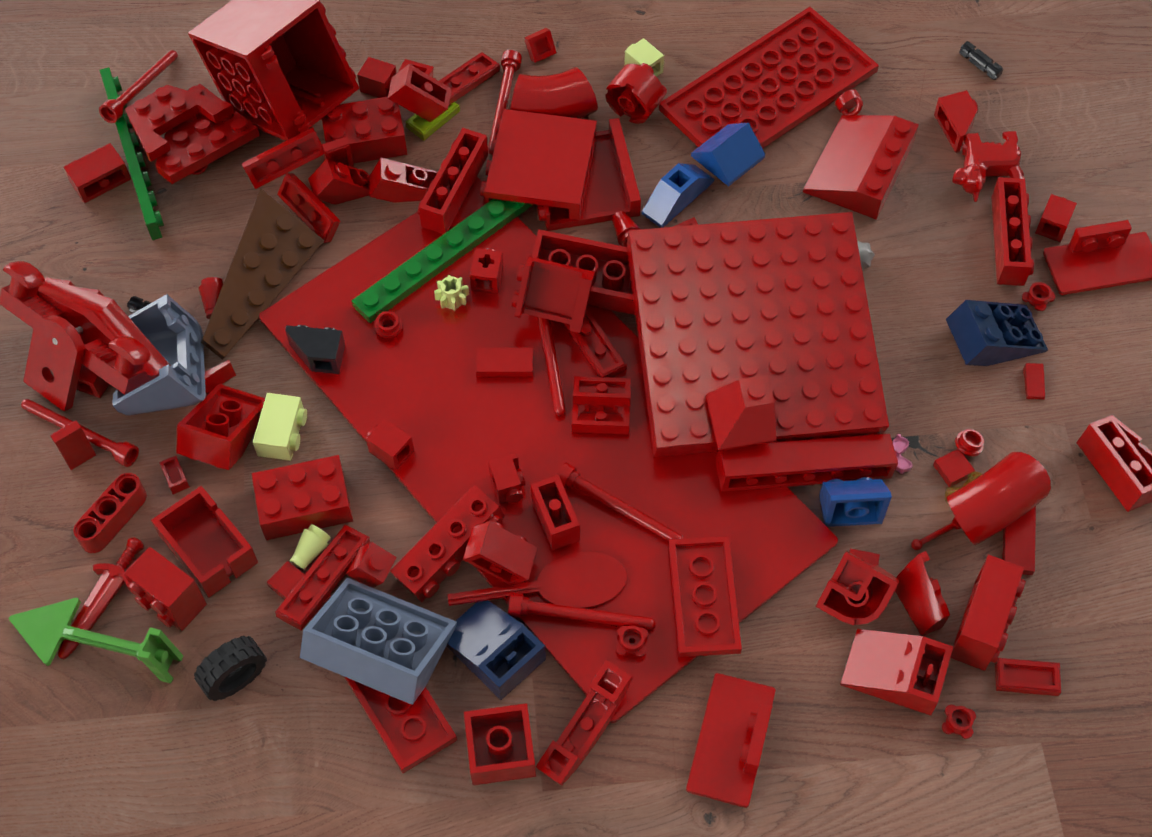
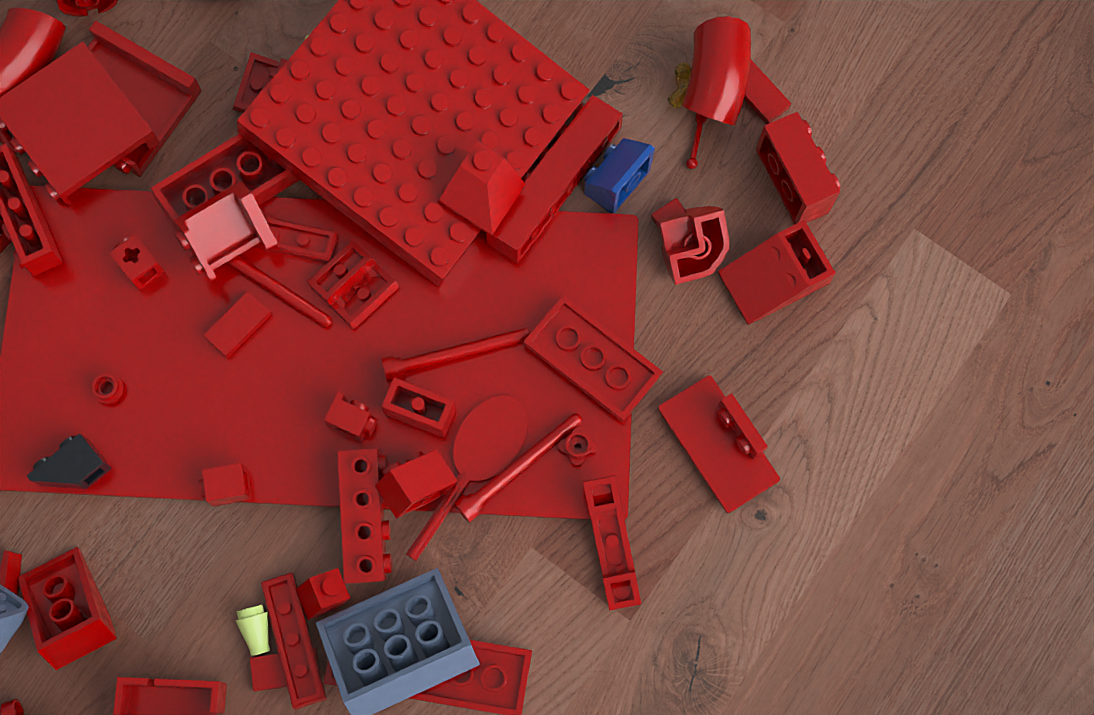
camera: 50 degrees left, 15 degrees up
(174, 475) = (71, 687): red piece -> none
(279, 426) = (115, 560): yellowish green brick -> none
(300, 496) = (203, 598): red brick -> none
(436, 257) = (78, 292): green plate -> none
(451, 292) = (122, 304): yellowish green gear -> none
(496, 647) = (483, 555): dark blue slope -> none
(499, 744) = (571, 622): red brick -> none
(622, 225) = (208, 115): red cone -> none
(675, 193) = (214, 44): blue slope -> none
(901, 445) = (602, 93): bright pink piece -> none
(922, 596) = (741, 201): red slope -> none
(953, 467) = (657, 75): red tile -> none
(967, 717) = (857, 263): red plate -> none
(970, 442) = (649, 44): red plate -> none
(1028, 676) = (862, 188): red tile -> none

